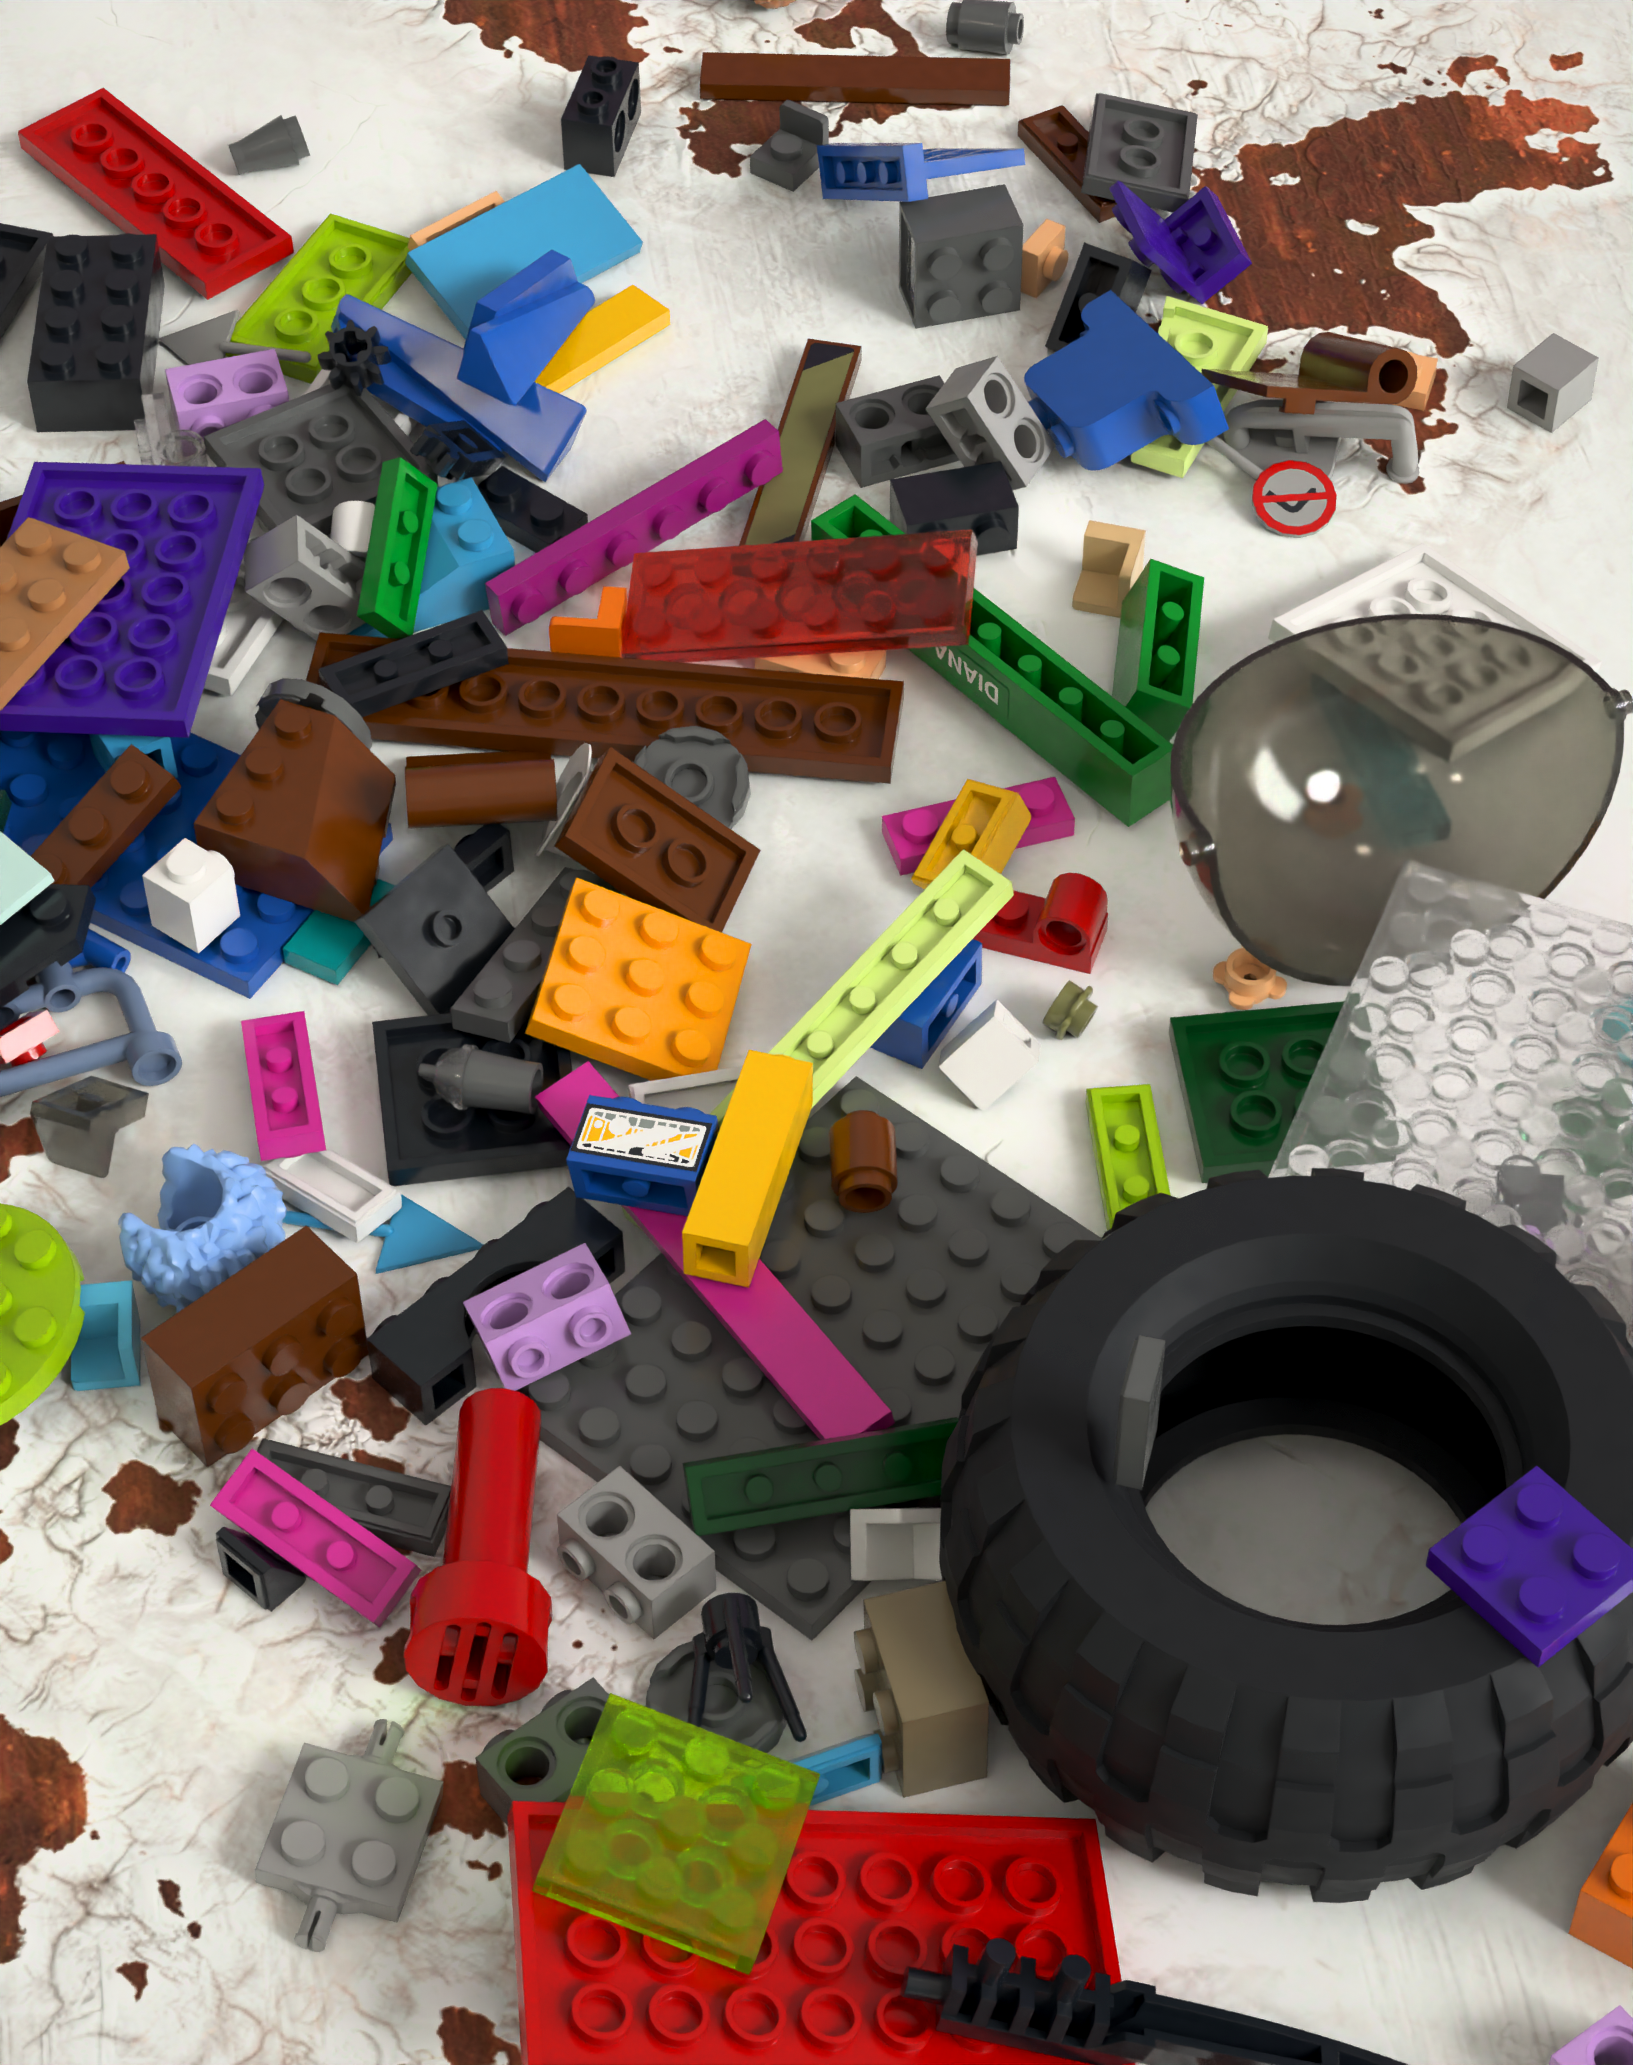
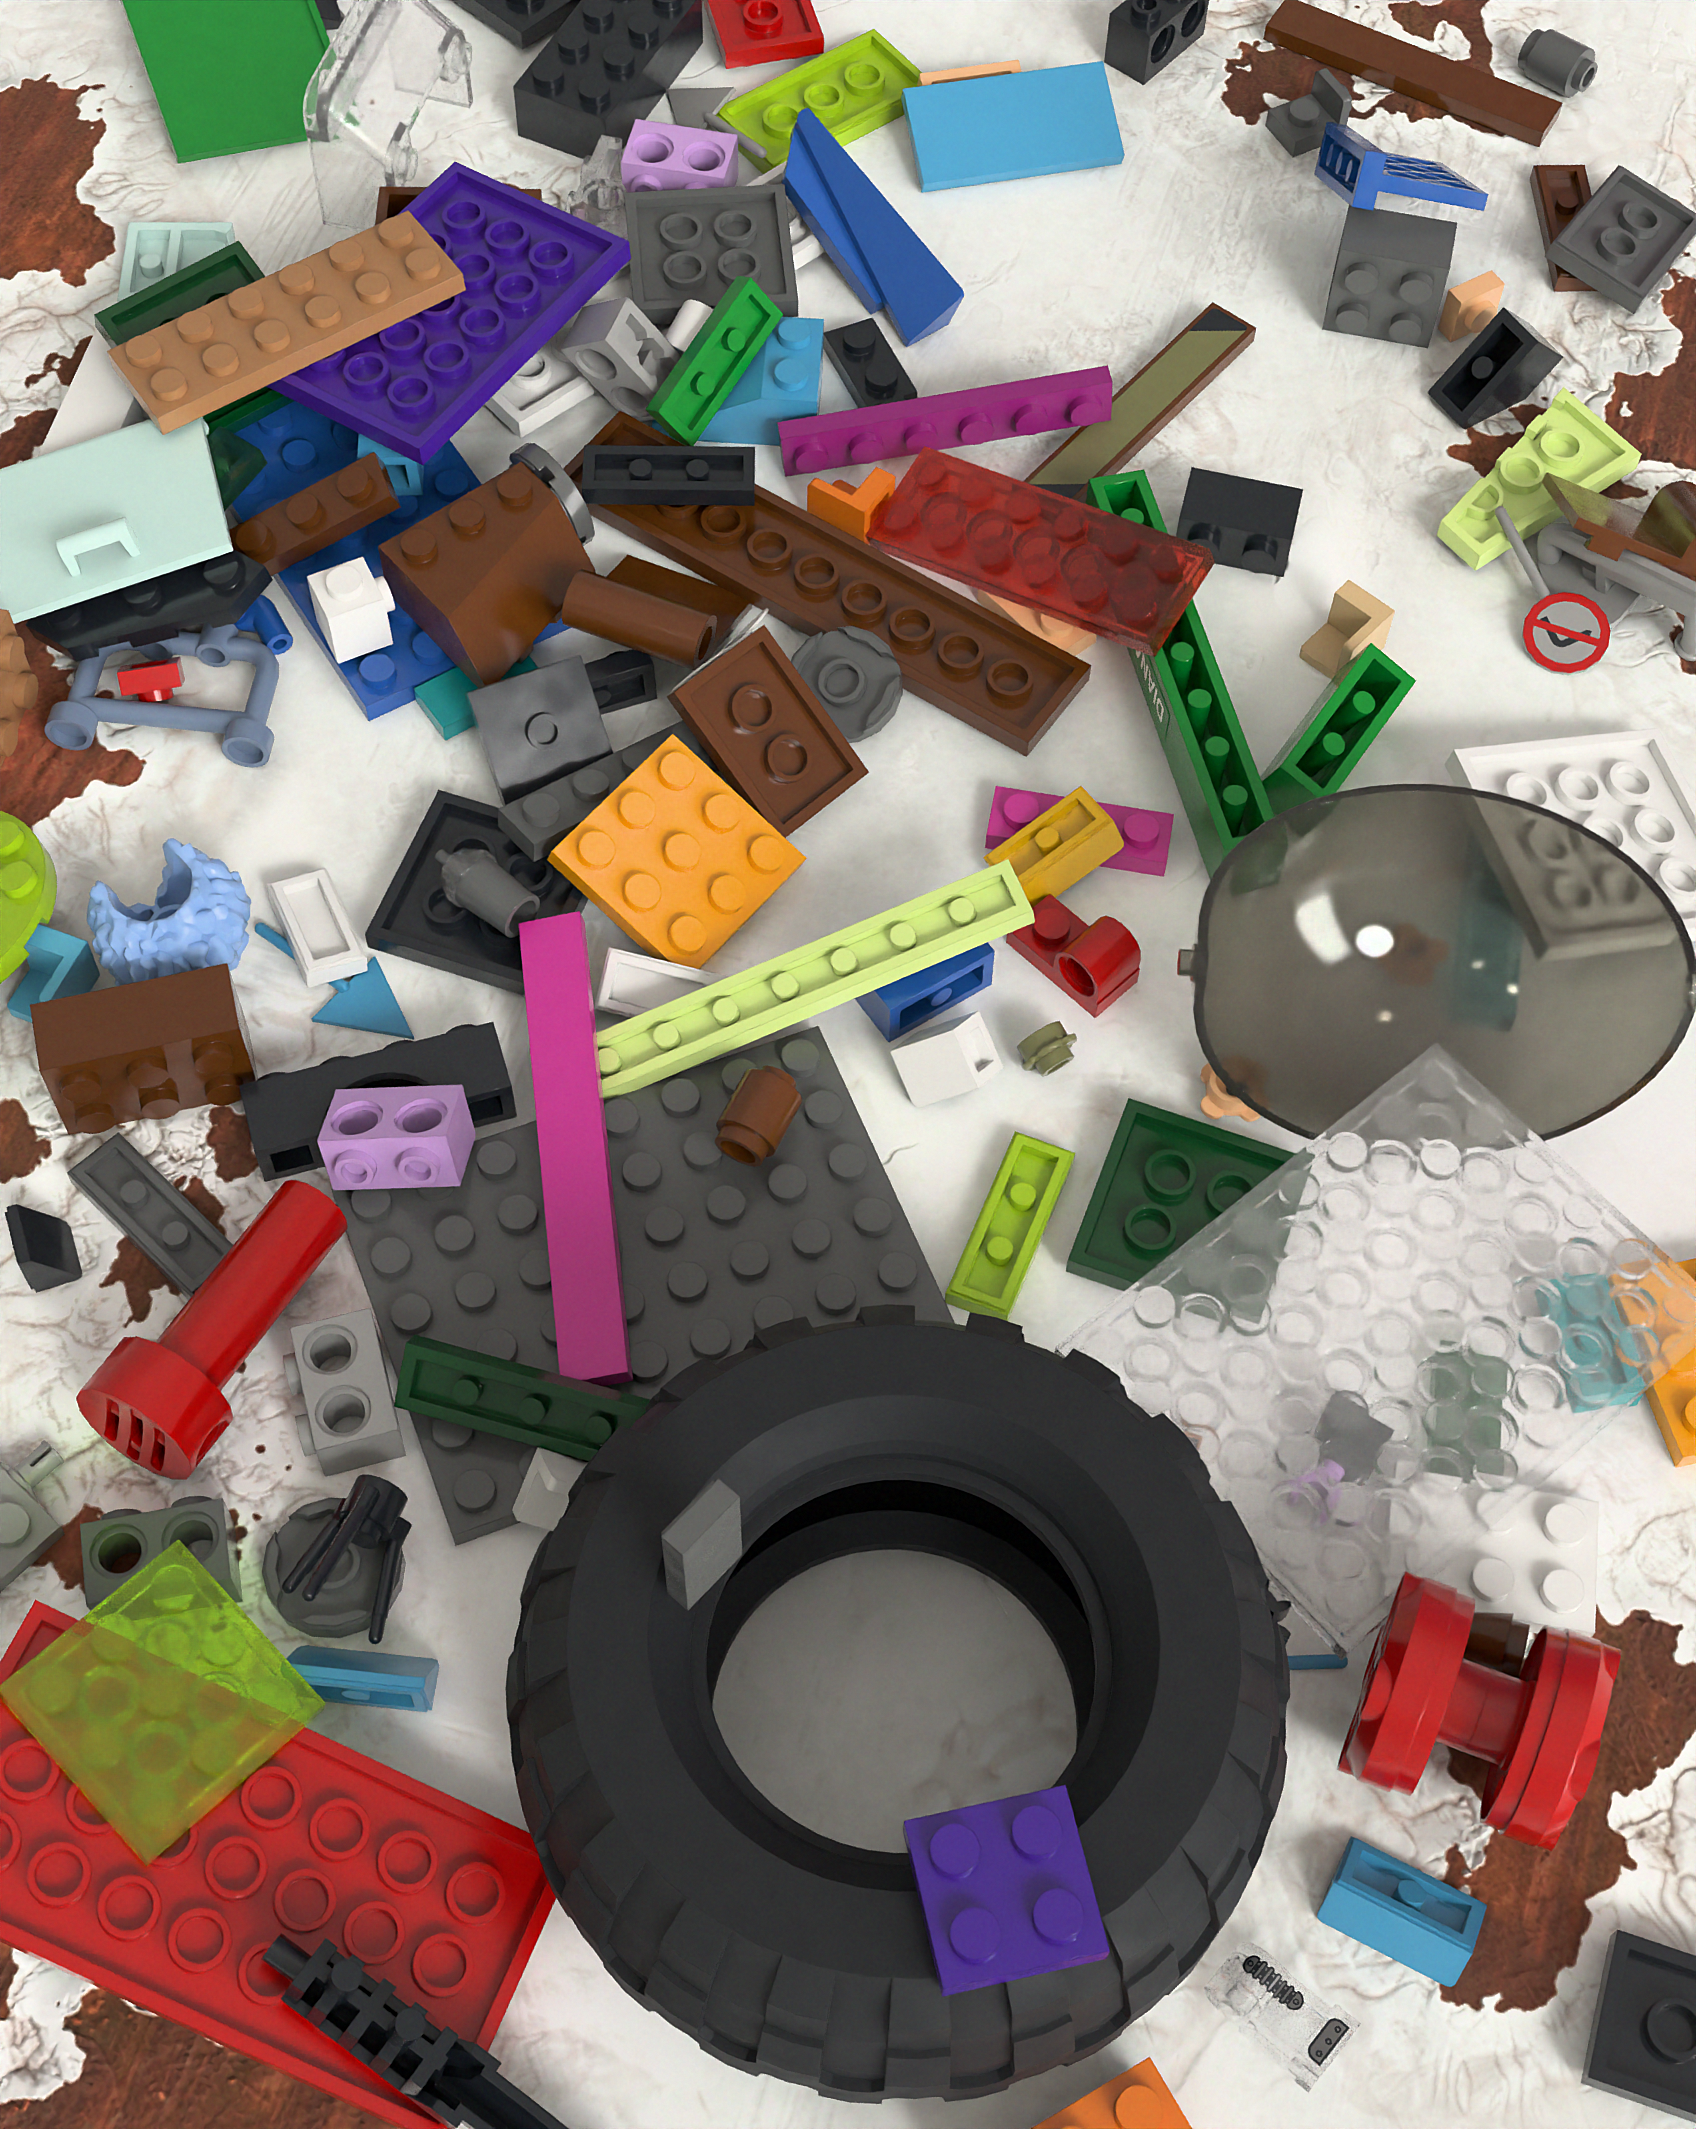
camera: 25 degrees right, 10 degrees up
(82, 1120) = (154, 770): clear smoke slope -> none
(283, 1086) = (328, 816): dark pink plate -> none
(316, 1537) = (94, 1247): dark pink plate -> none
(350, 342) = (781, 169): black gear -> none
(457, 451) = (825, 289): black plate -> none
(523, 327) = (949, 195): blue wedge -> none
(604, 336) = (1015, 232): yellow tile -> none
(641, 1154) = (560, 1026): brick -> none
(748, 1168) = (638, 1079): yellow brick -> none
(891, 433) = (1239, 423): dark grey brick -> none
(922, 1690) = (468, 1666): dark tan brick -> none
(991, 421) = (1314, 449): light grey brick -> none
(1120, 390) = (1452, 463): blue brick -> none
(1191, 246) = (1612, 351): dark purple bracket -> none

